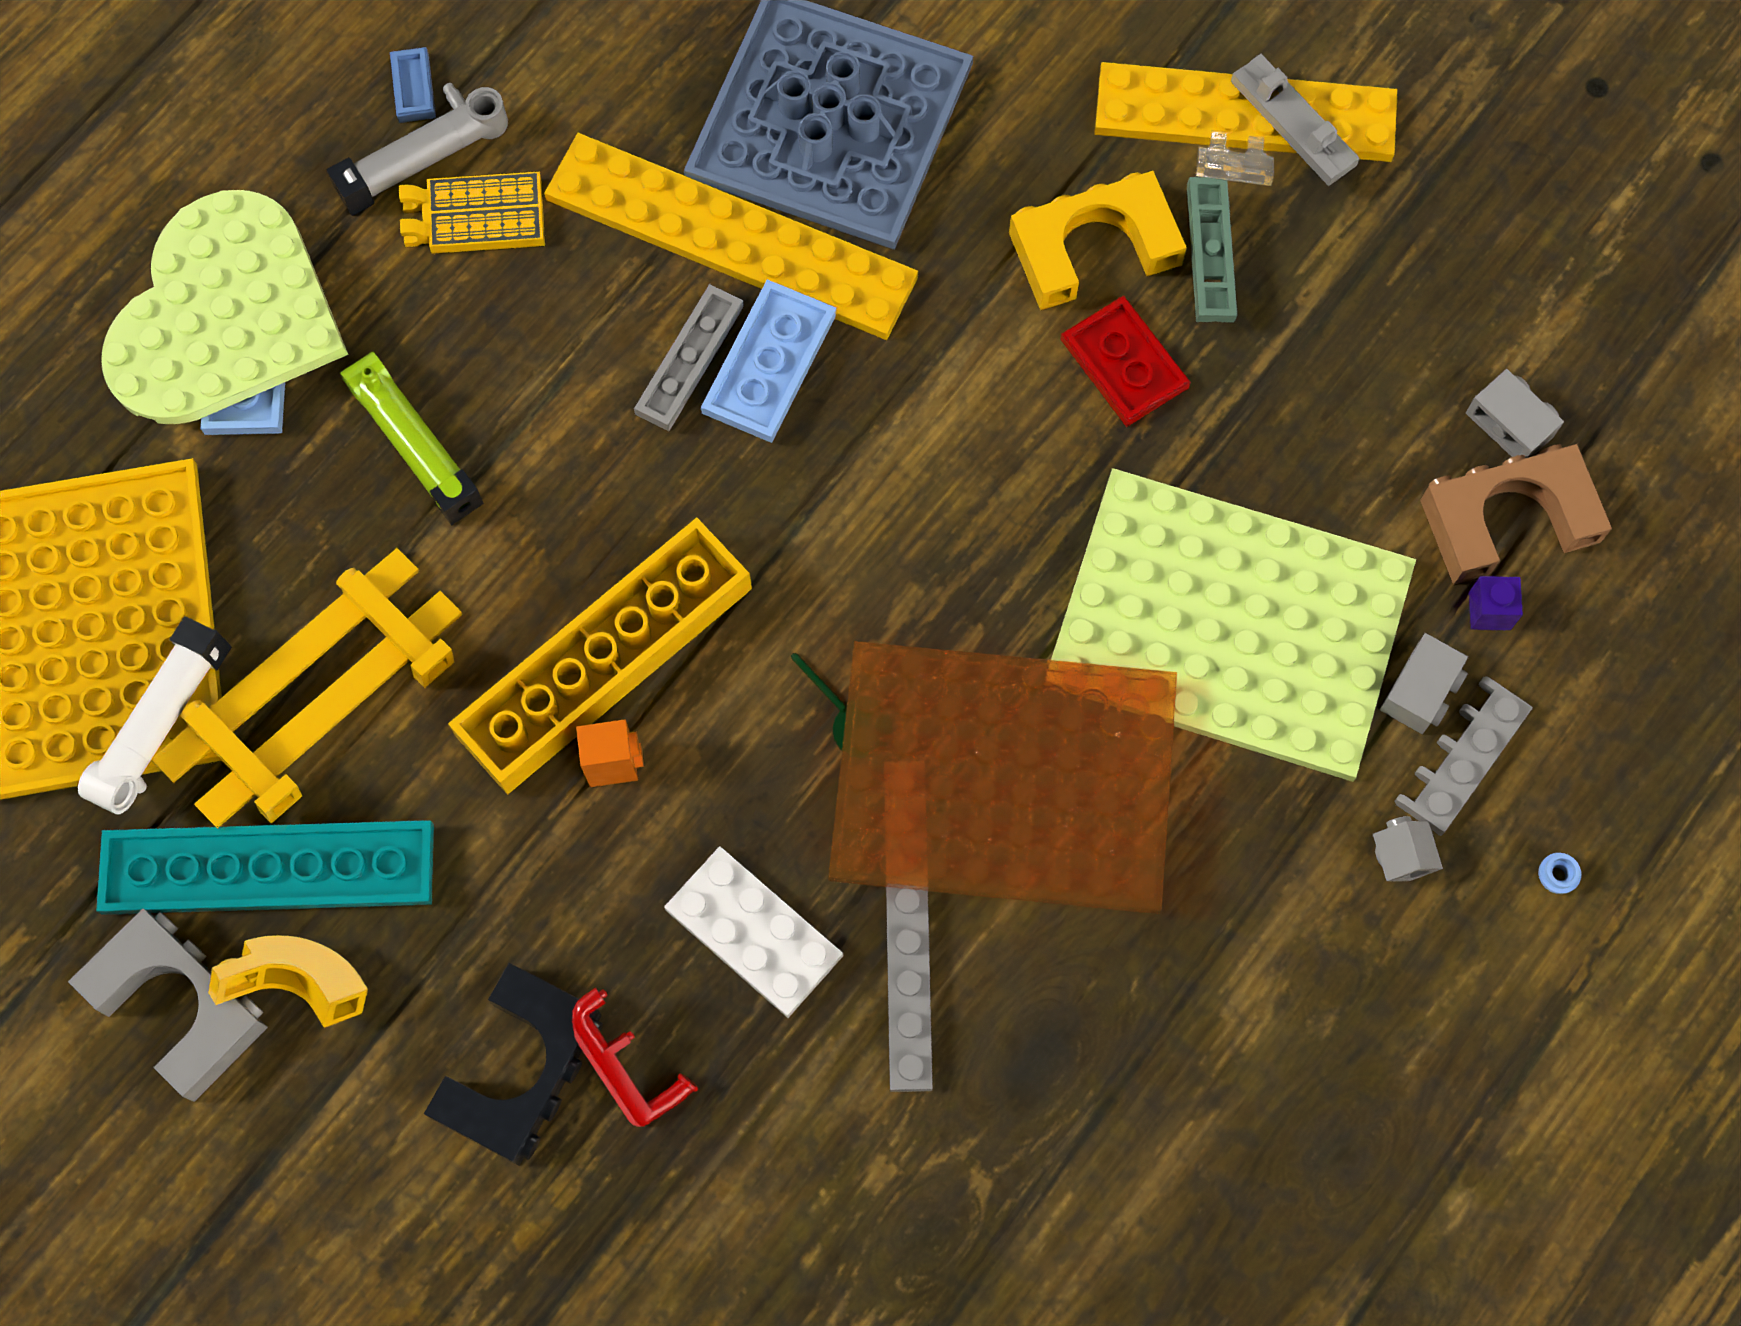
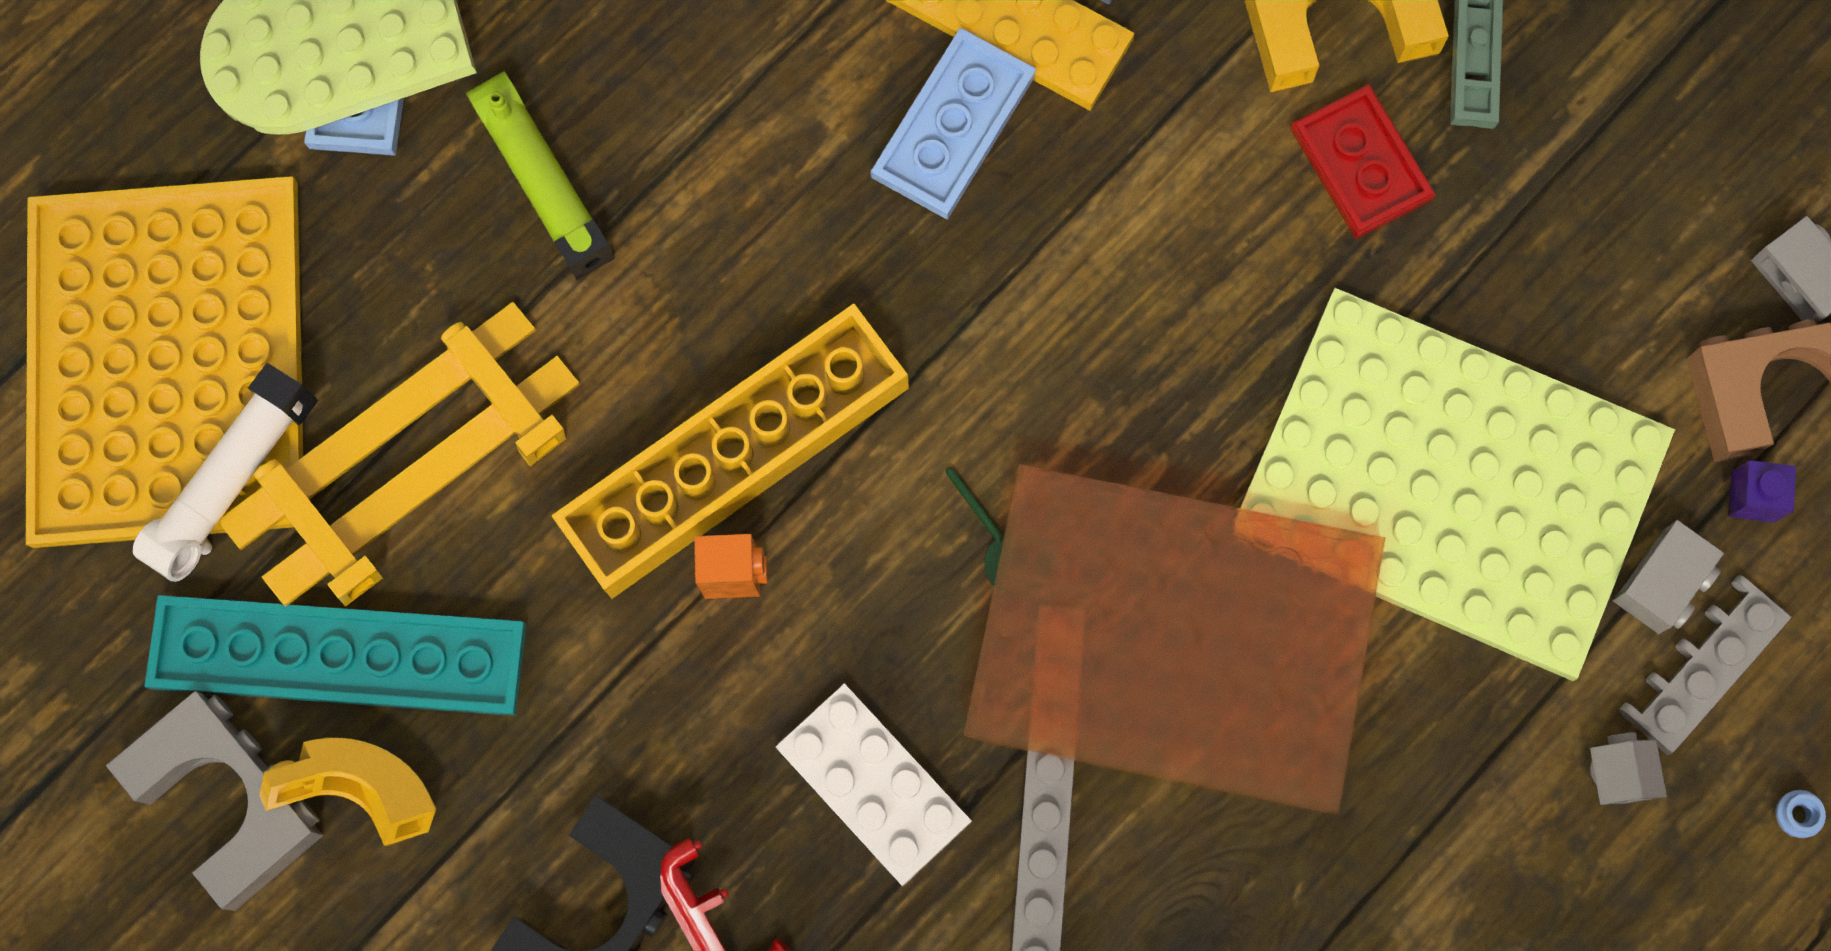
camera: 10 degrees right, 5 degrees up
(688, 357) = (862, 111): light grey plate -> none

